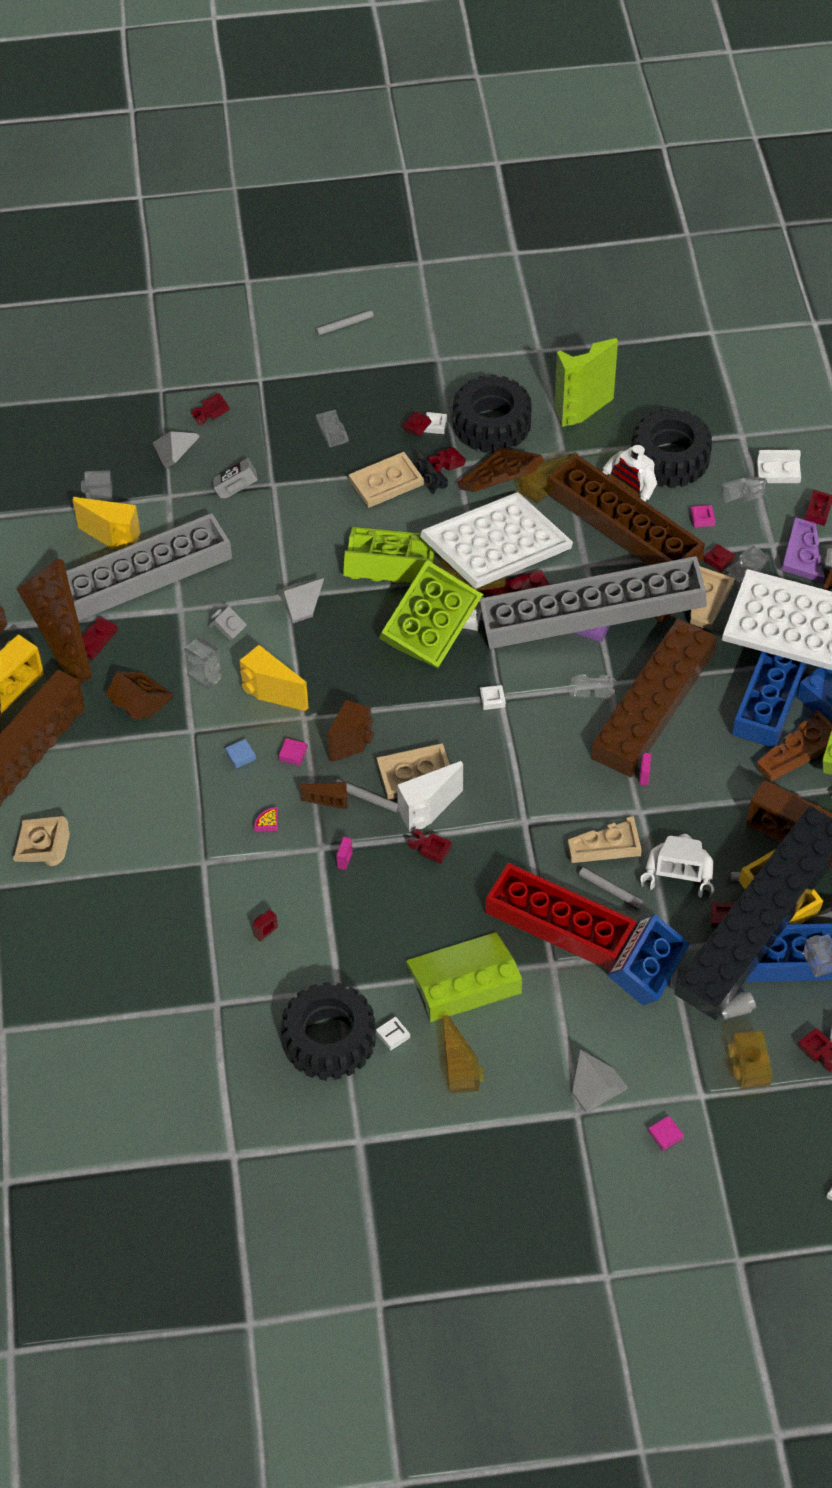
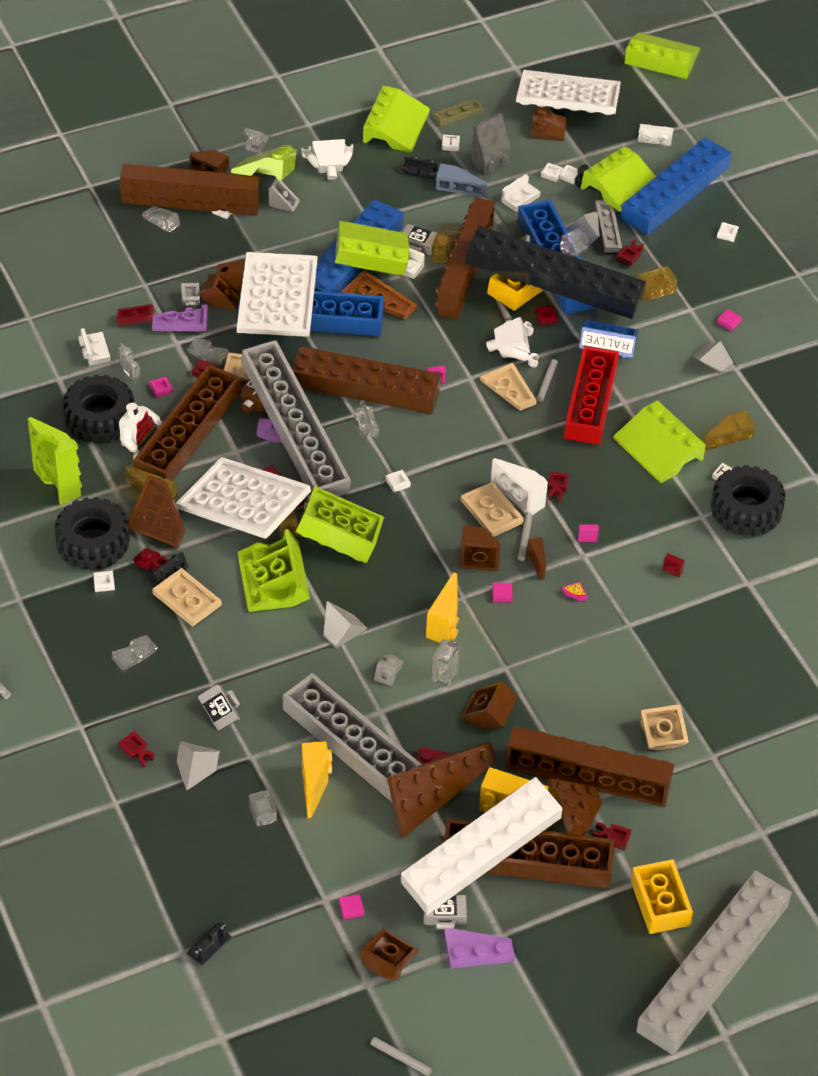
camera: 110 degrees left, 5 degrees down
(240, 753) = (518, 626): medium blue tile -> none
(417, 423) = (113, 589): dark red plate -> none

